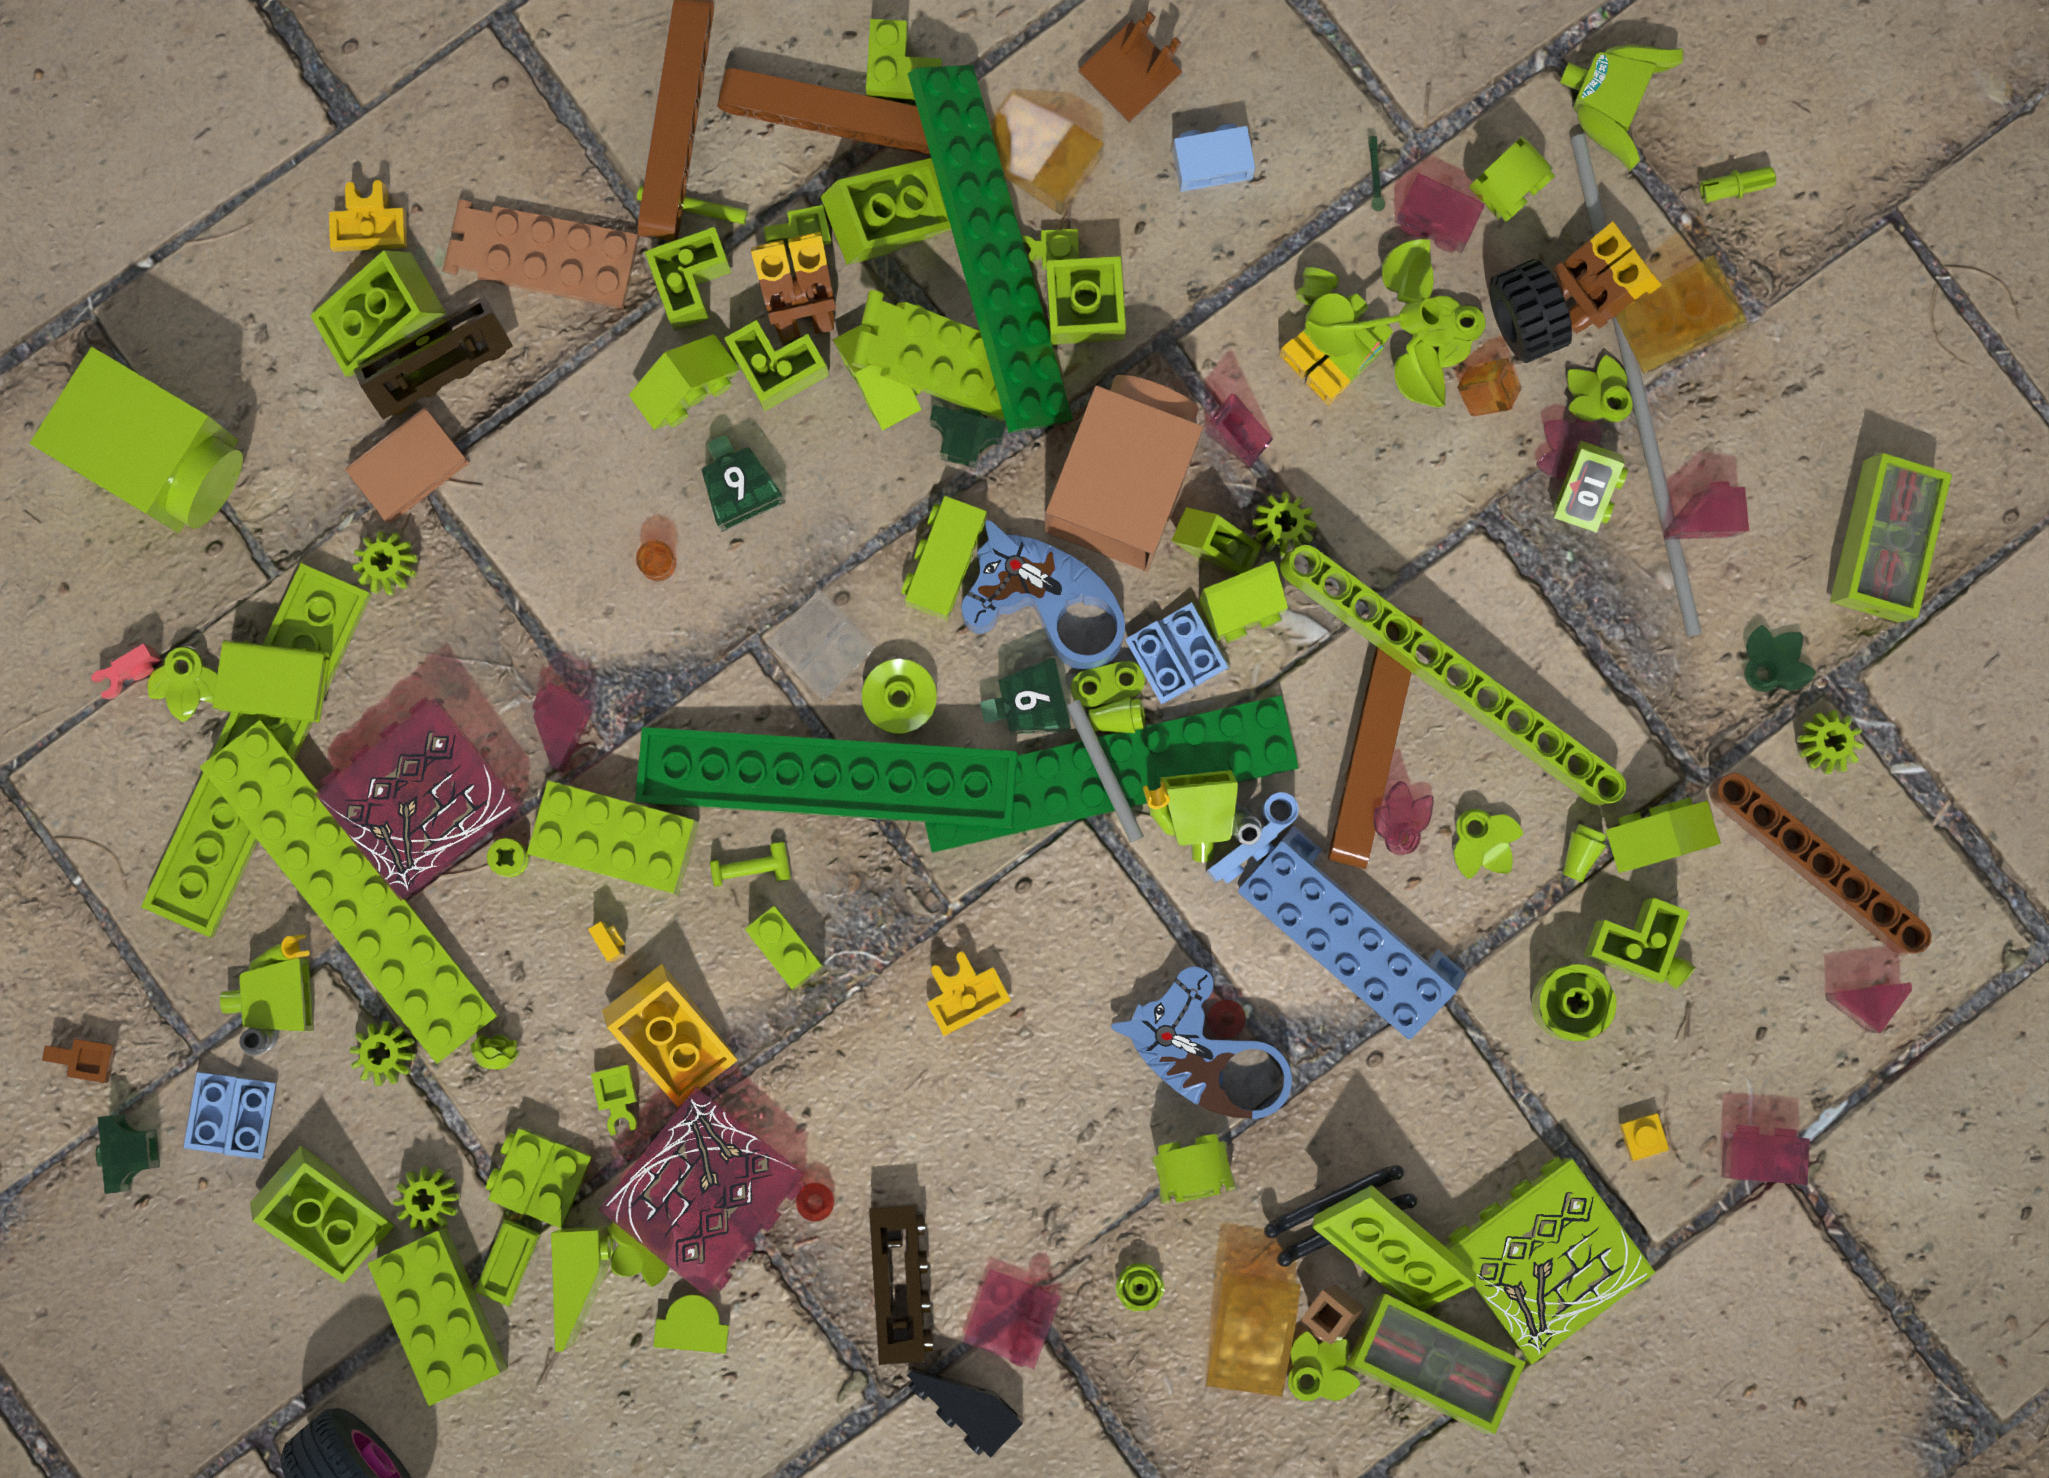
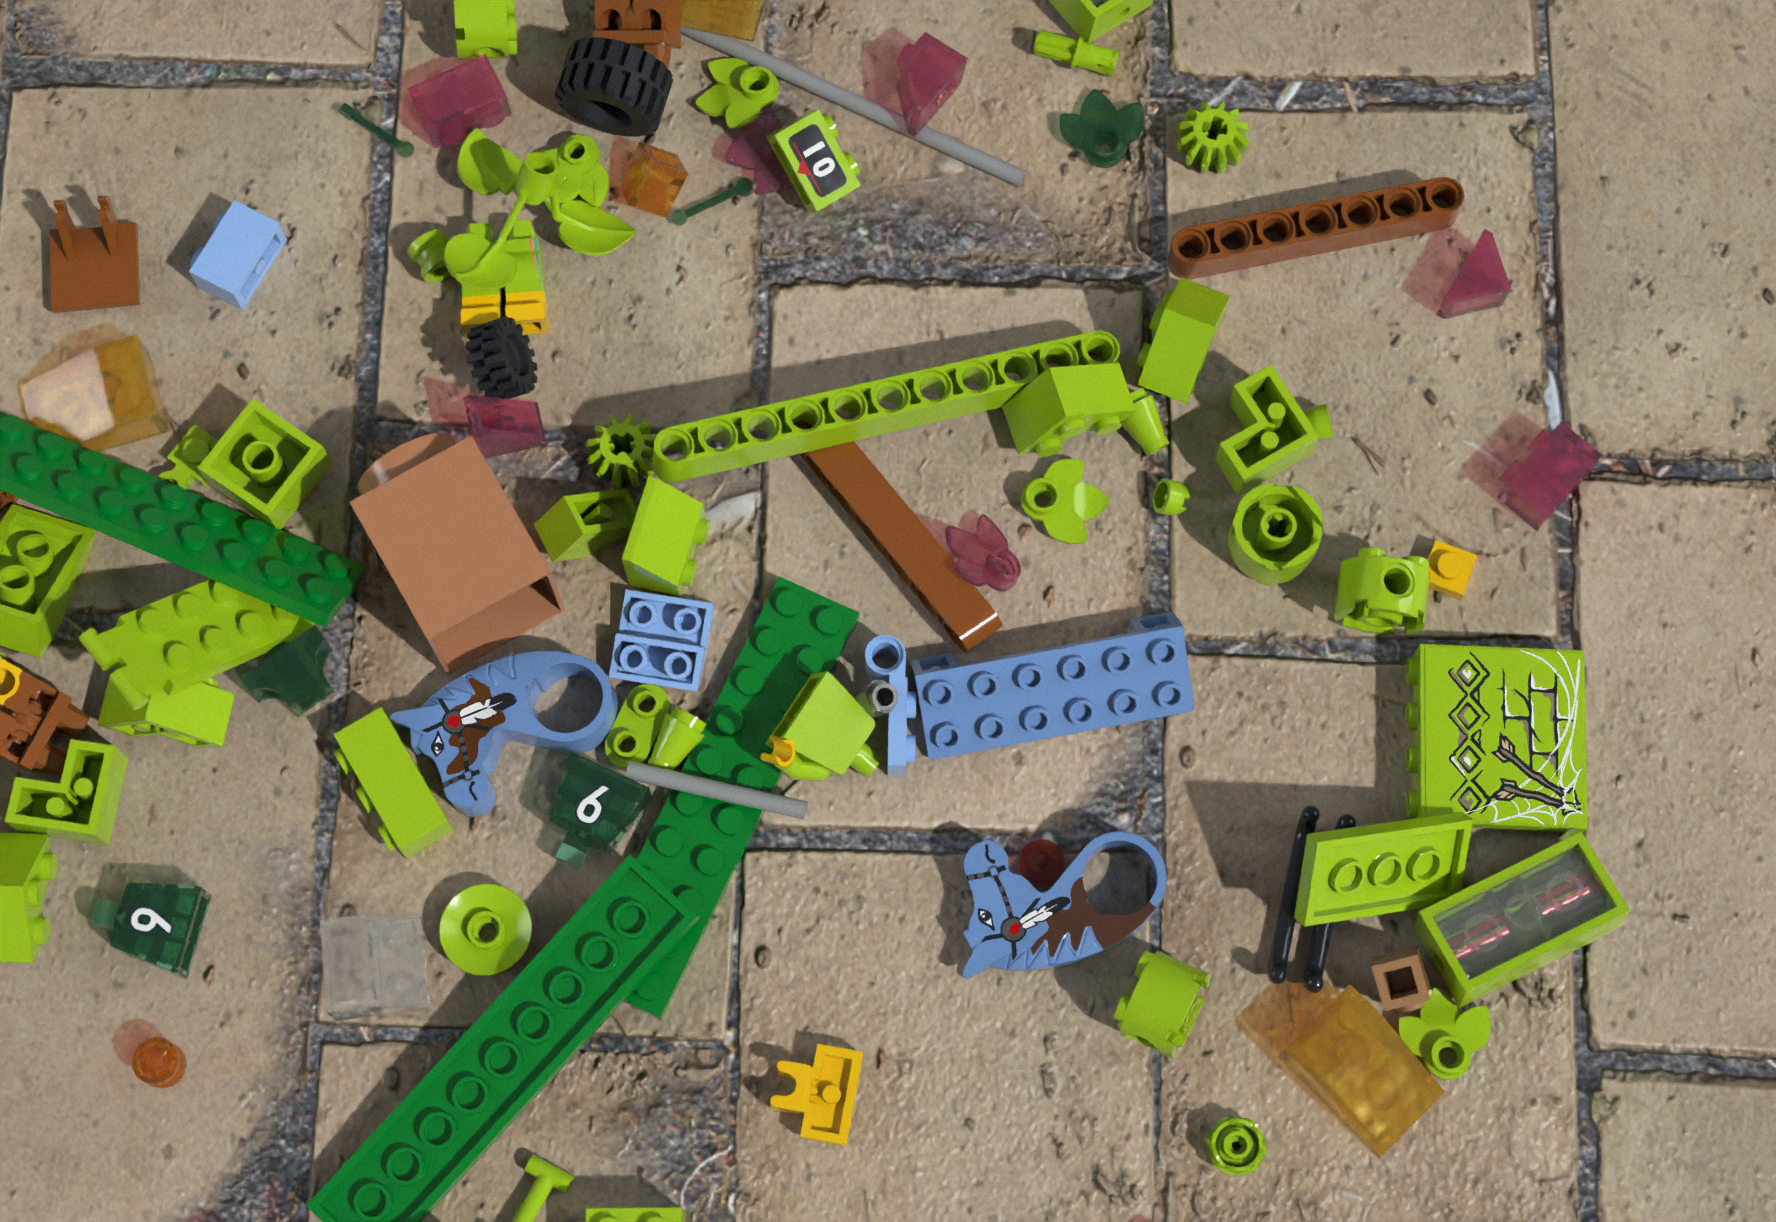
camera: 50 degrees left, 10 degrees down
(1280, 394) = (501, 358): none -> black tyre
(1535, 451) = (743, 187): none -> clear green hinge
(1544, 911) = (1169, 497): none -> lime hinge
(1551, 796) = (1066, 404): none -> lime brick
(1587, 1107) = (1382, 592): none -> lime brick
(1817, 600) = (1076, 52): none -> lime axle

